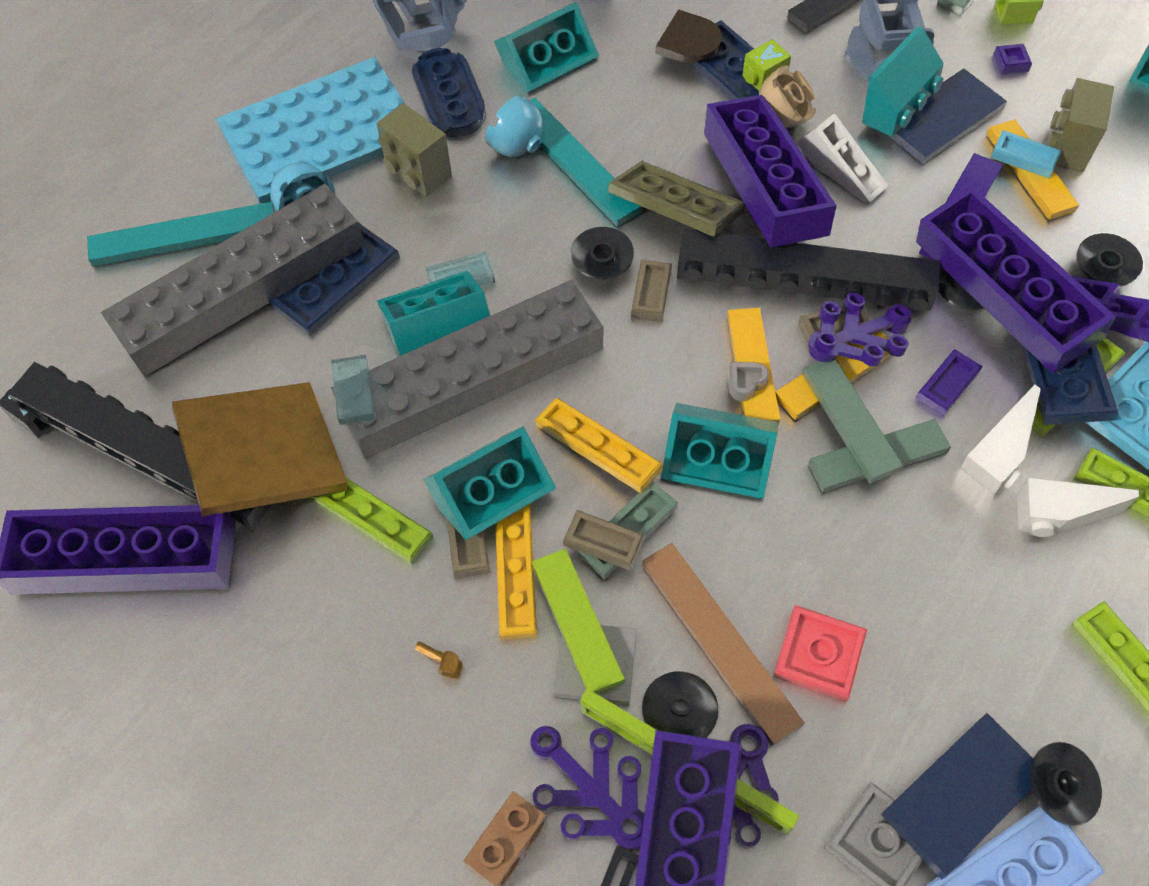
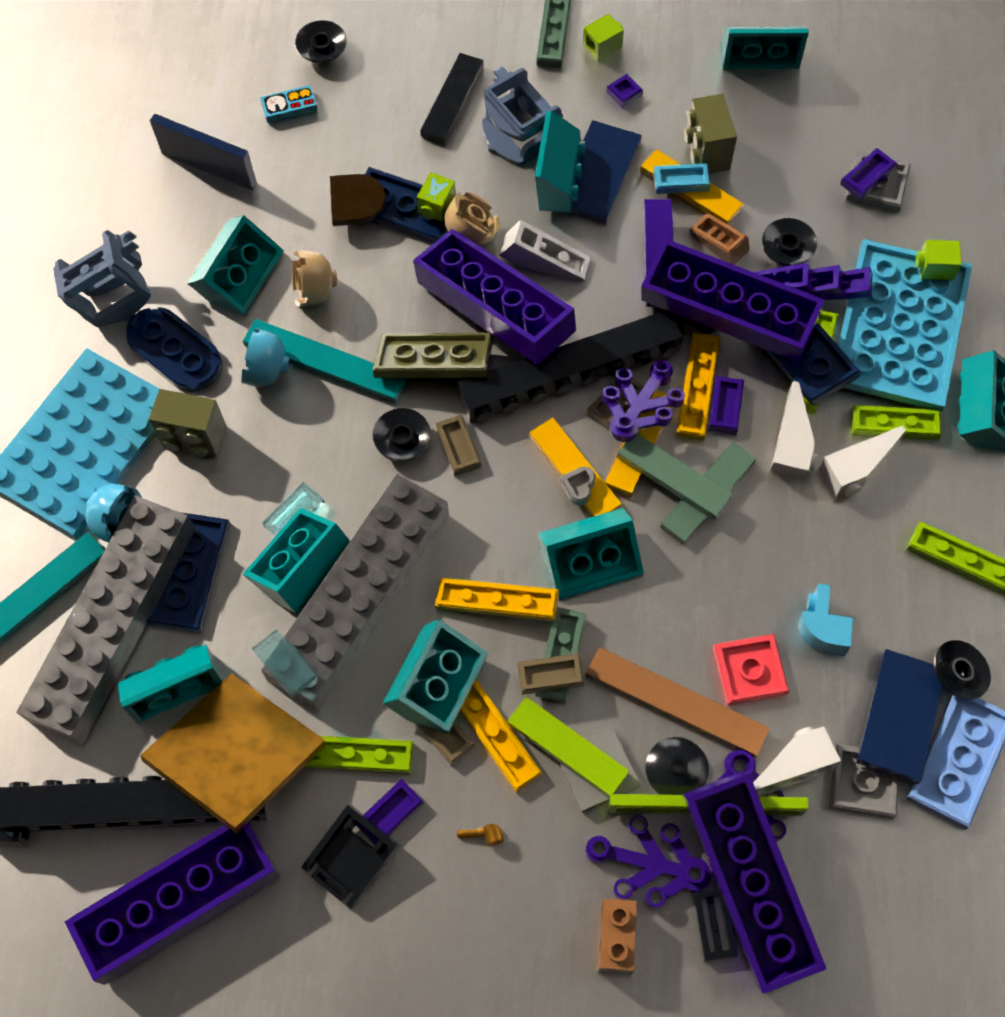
camera: 30 degrees left, 5 degrees up
(246, 360) = (169, 683): none -> teal slope
(298, 608) = (348, 860): none -> black container
(365, 588) = (392, 810): none -> dark purple tile
(608, 84) = (312, 278): none -> tan cylinder
(818, 774) = (804, 758): none -> white slope
(925, 655) = (822, 630): none -> medium azure brick
(929, 351) = (698, 386): none -> yellow tile
(1037, 226) = (732, 250): none -> medium nougat slope

